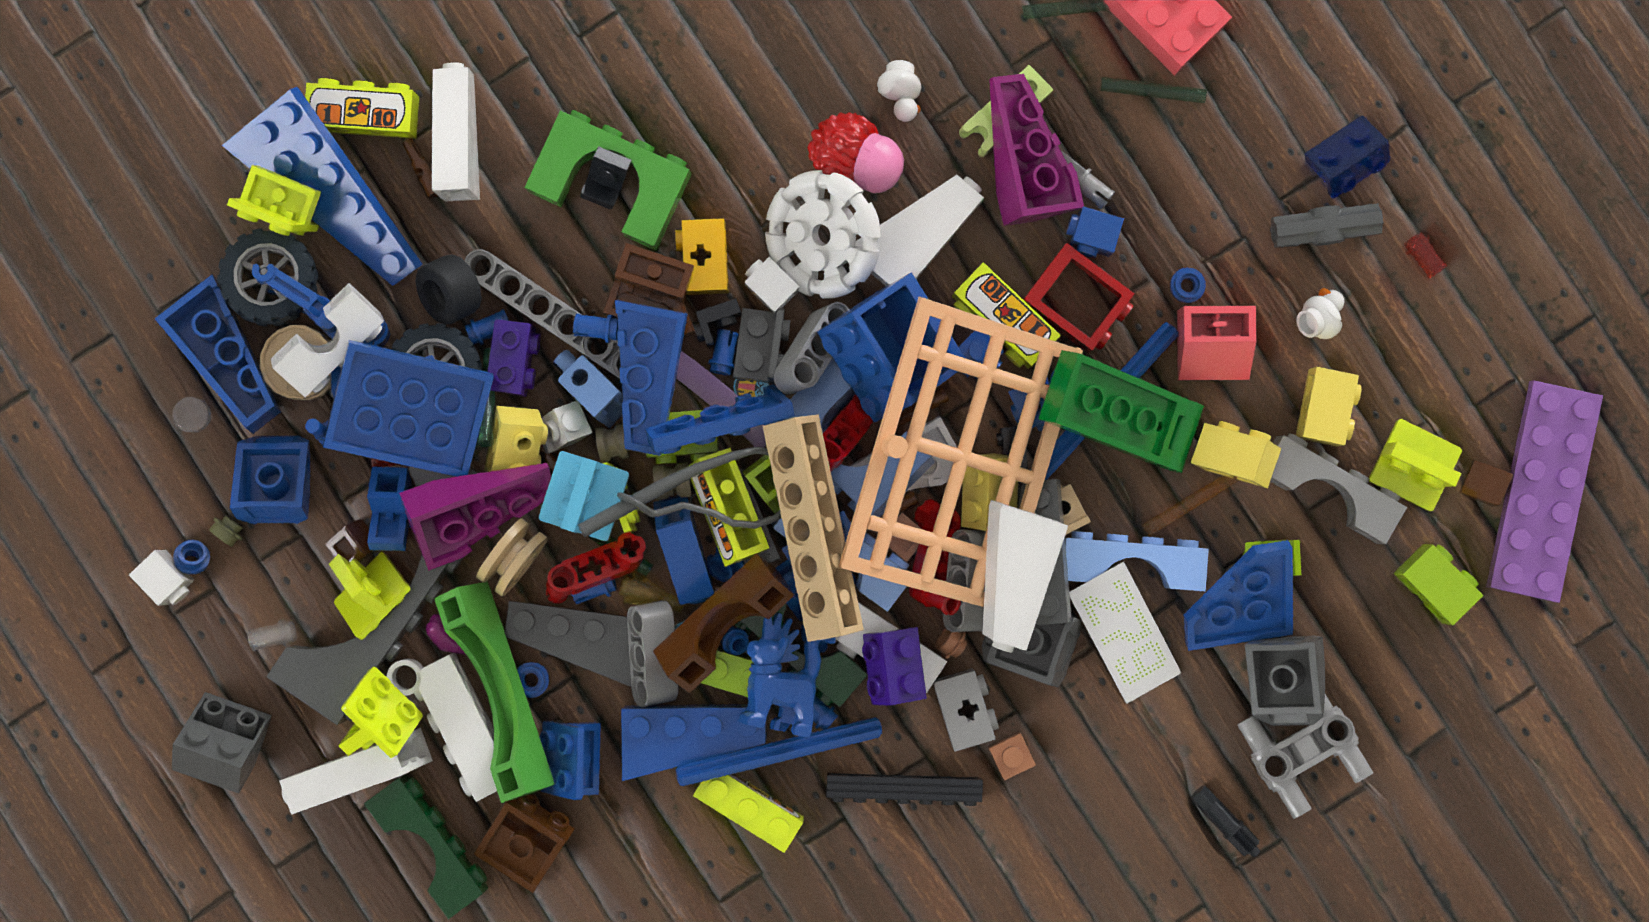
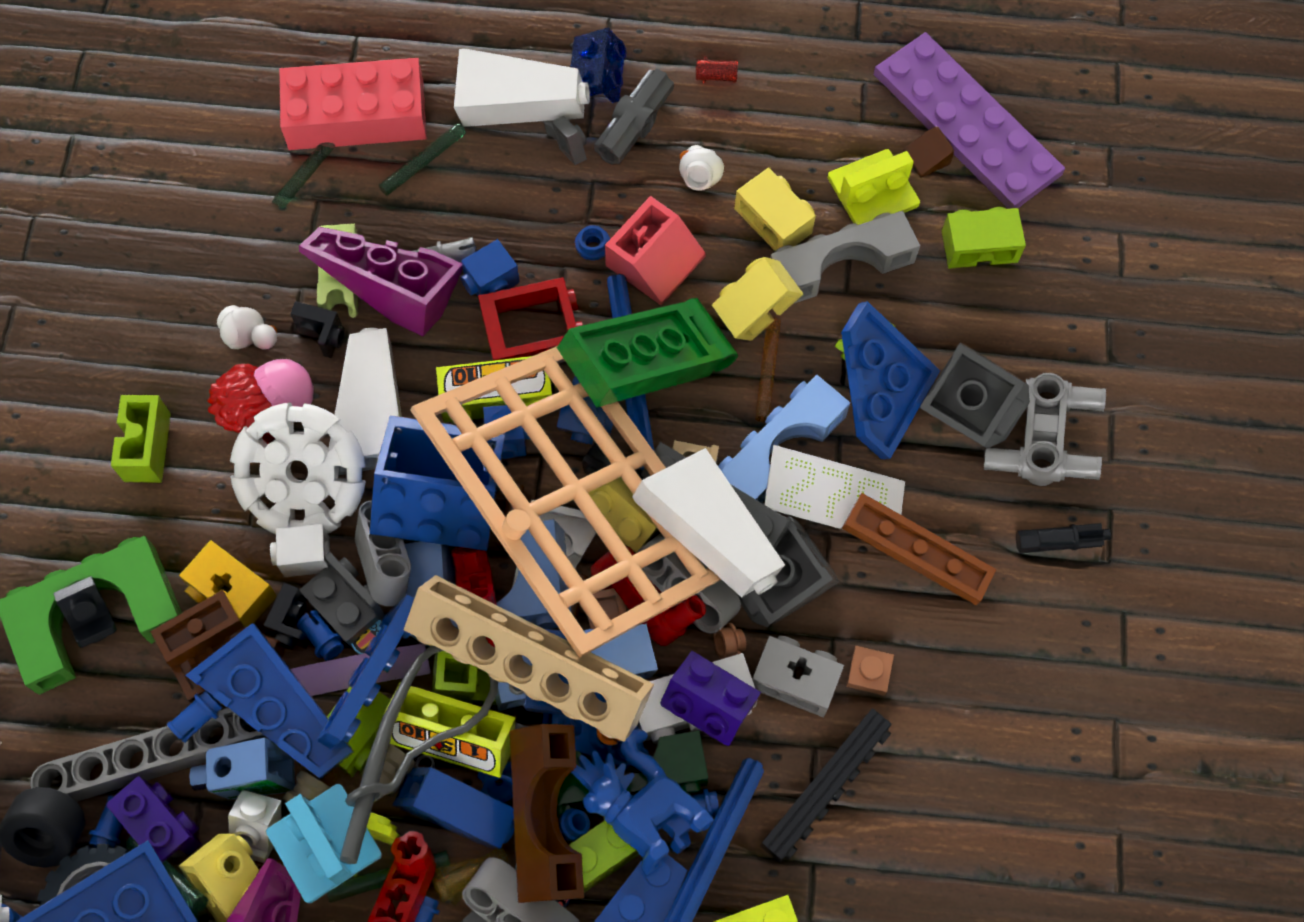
camera: 50 degrees left, 20 degrees down
(767, 90) = (142, 450): none -> lime brick
(949, 136) = (319, 322): none -> black bracket
(1130, 725) = (919, 549): none -> dark orange plate
(1262, 192) = (569, 138): none -> dark grey plate
(1268, 114) = (515, 90): none -> white slope

